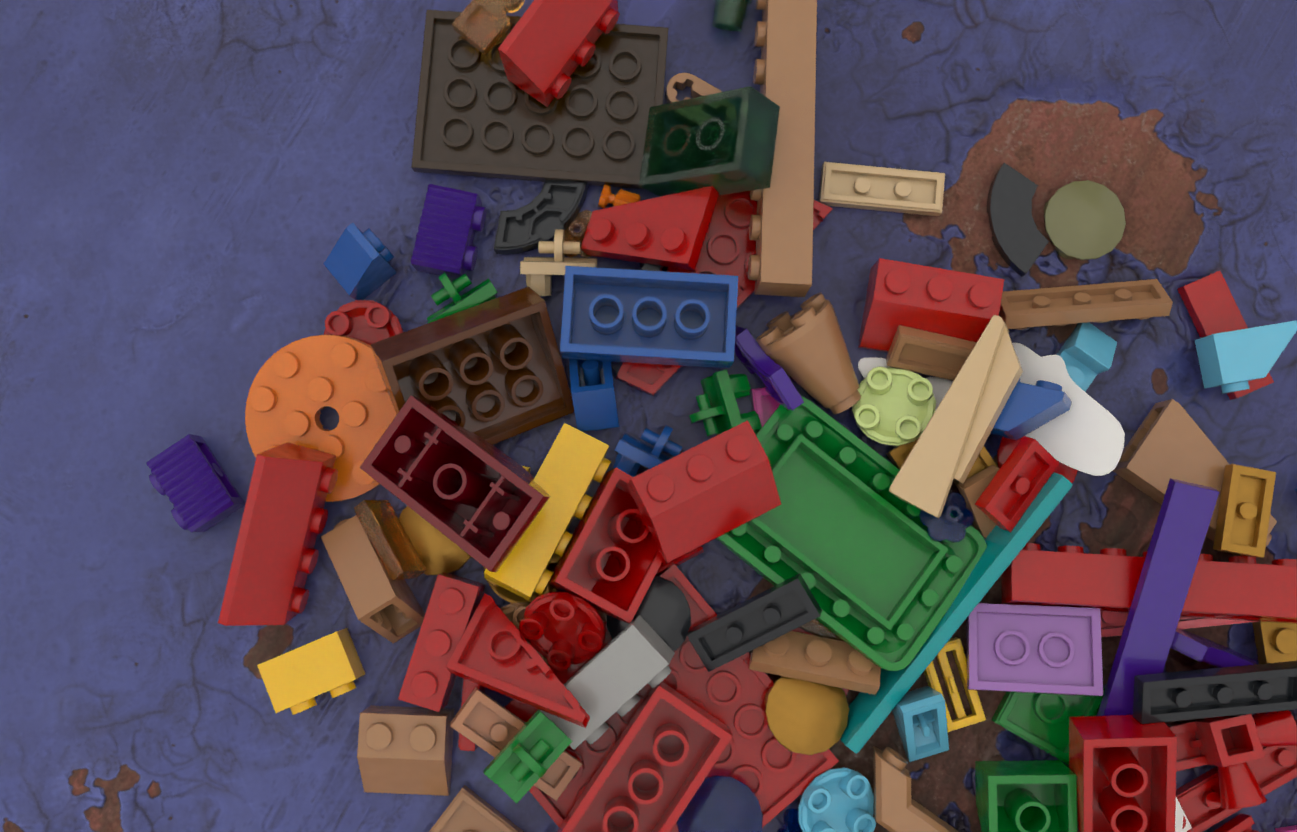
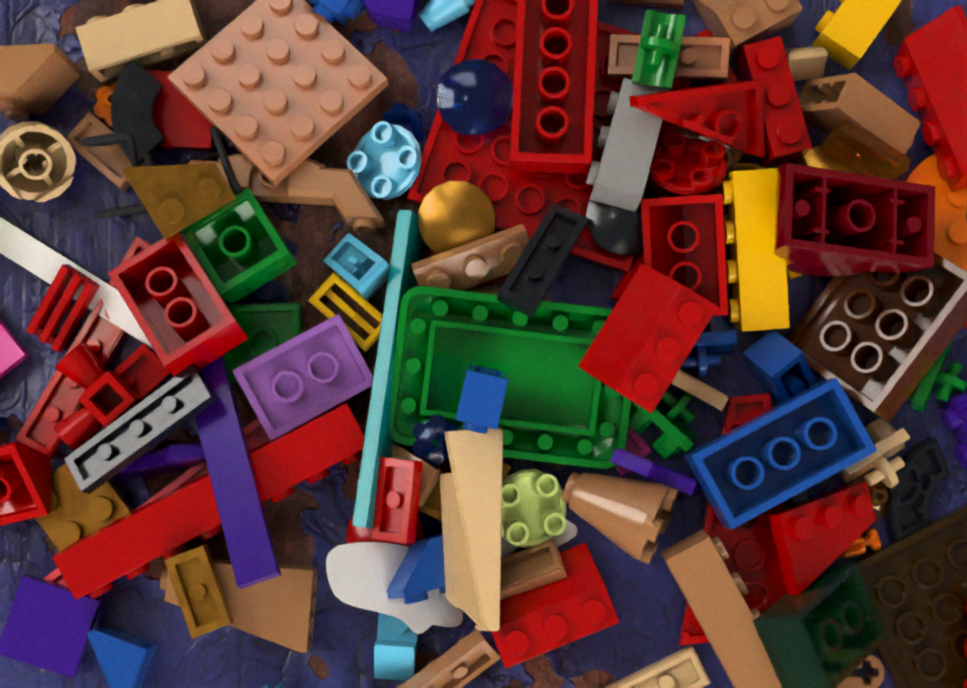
camera: 150 degrees right, 0 degrees up
(387, 661) = (807, 62): none -> tan slope
(677, 417) = (700, 389): none -> tan tile
(893, 528) = (482, 398): none -> blue brick

